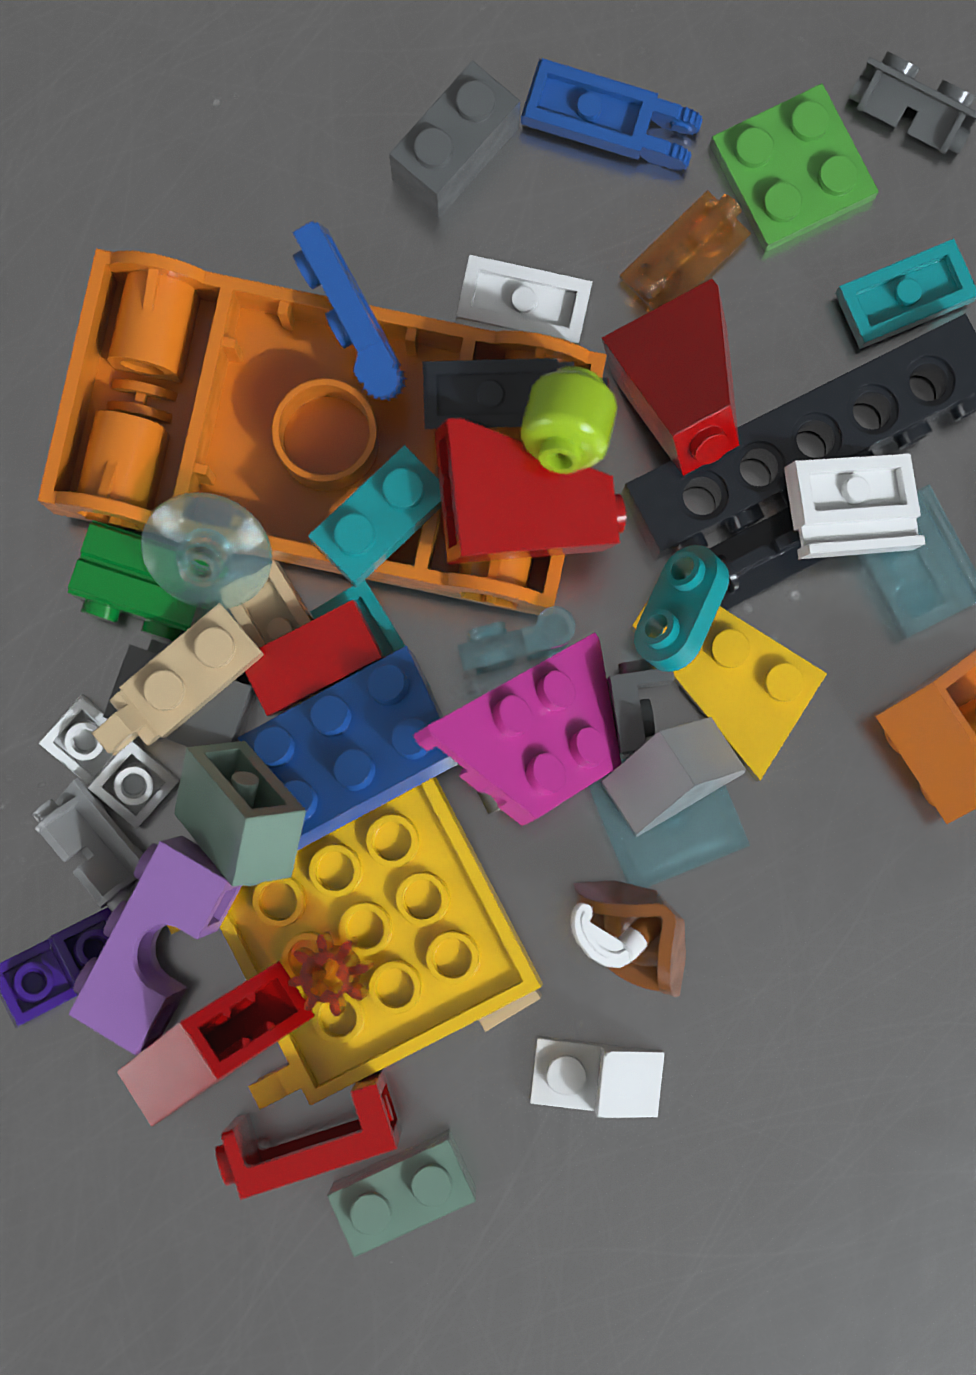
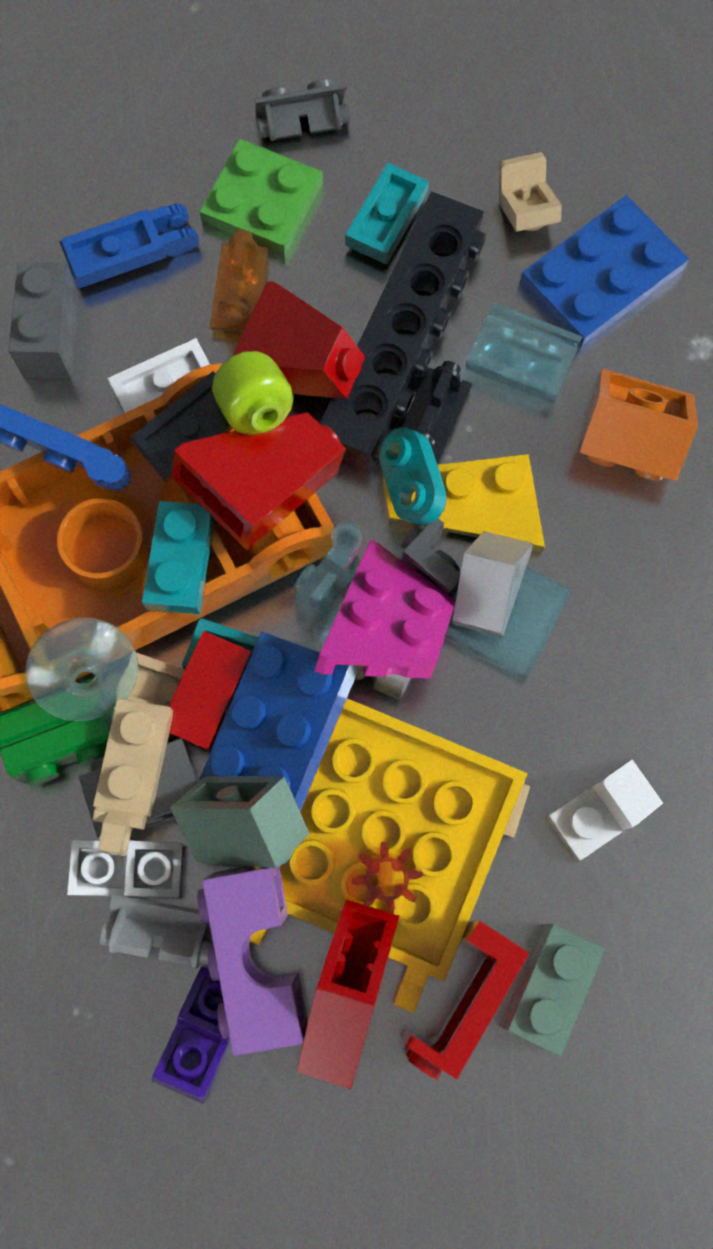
camera: 40 degrees left, 10 degrees down
(631, 933) = (550, 698): dark orange hat -> none
(854, 505) = (462, 339): white plate -> none

